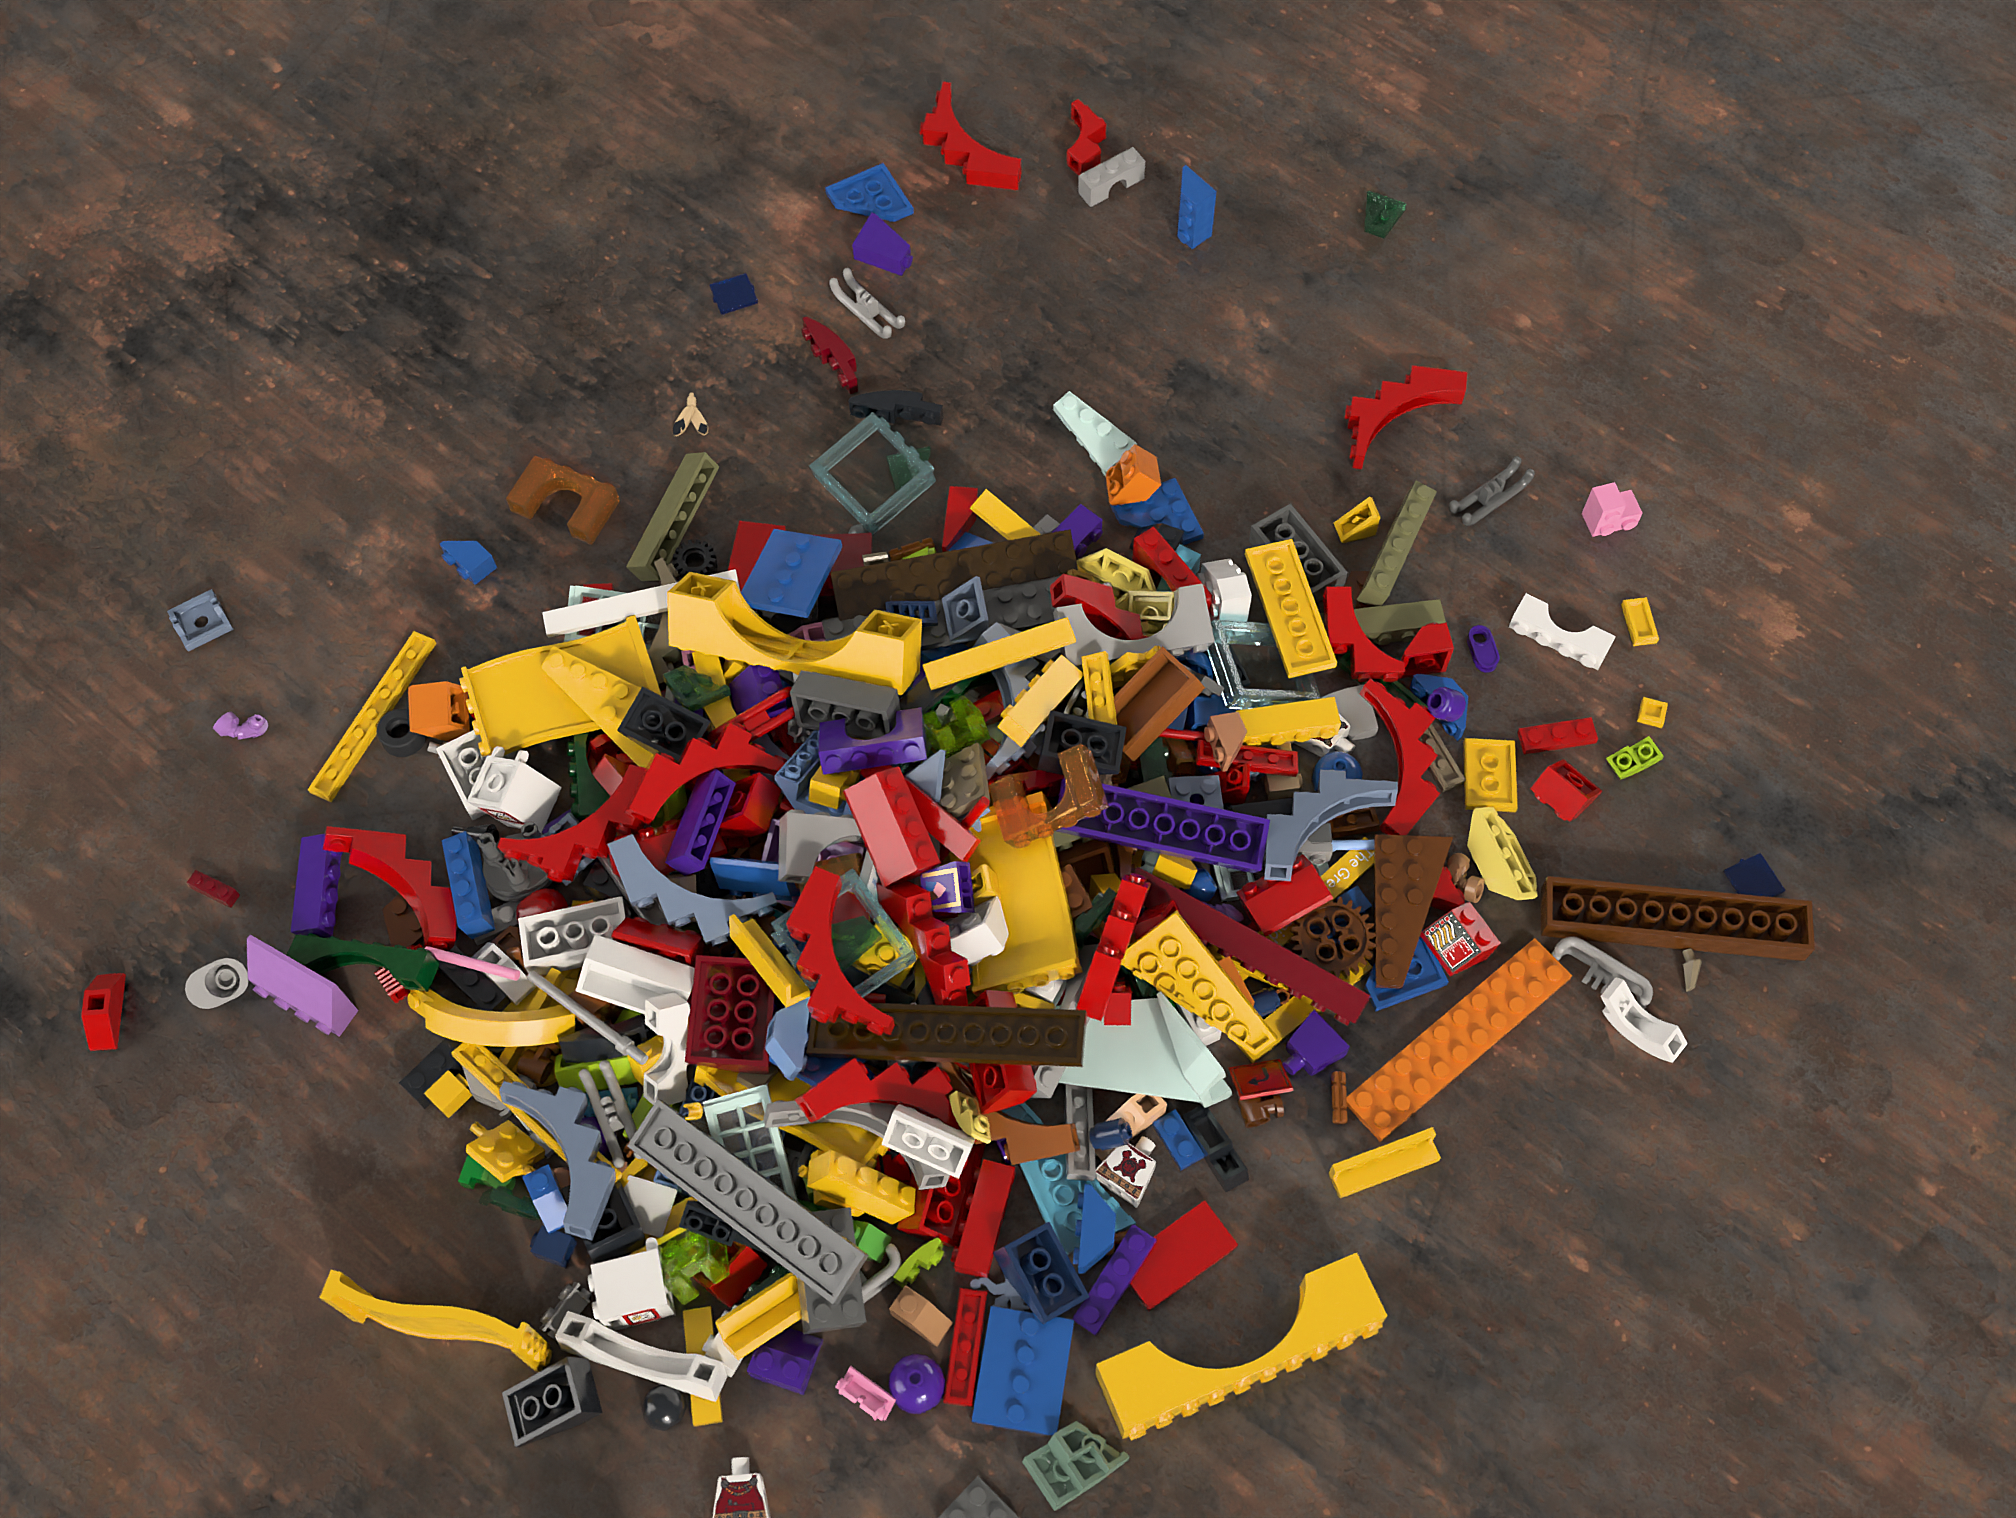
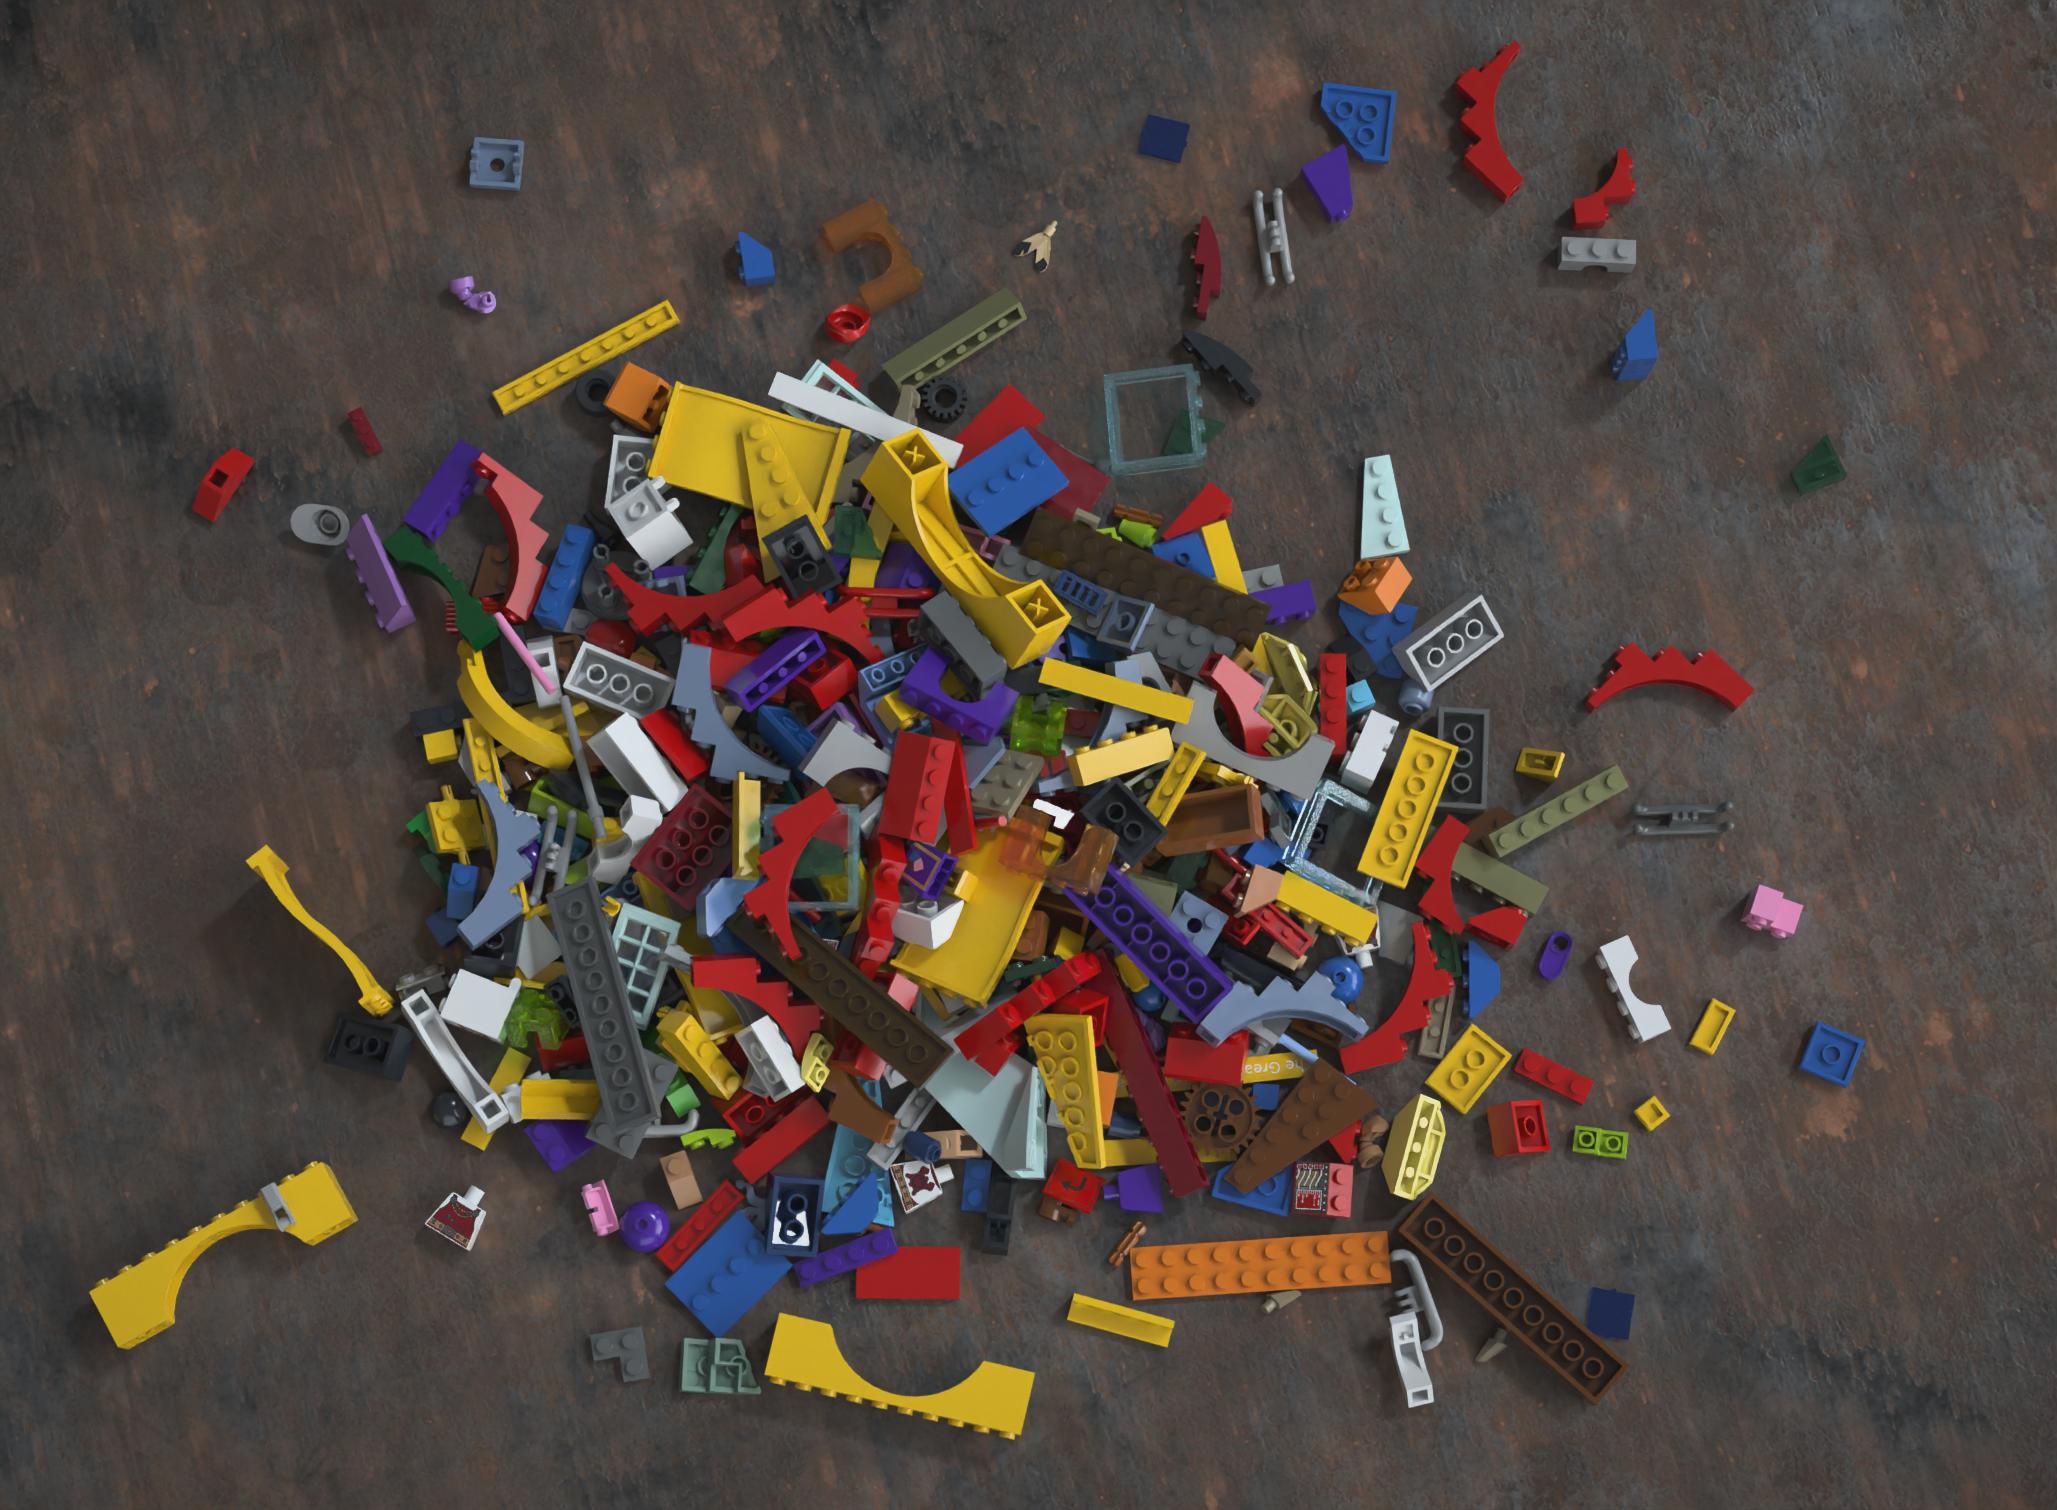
camera: 30 degrees right, 15 degrees up
(576, 558) = (846, 323): none -> red hat
(1219, 481) = (1448, 641): none -> light grey slope
(1225, 536) = (1414, 698): none -> sand blue head
(1446, 704) = (1469, 988): dark purple head -> none
(1497, 1054) = (1279, 1299): none -> dark tan bar
(1741, 581) = (1831, 1054): none -> blue plate

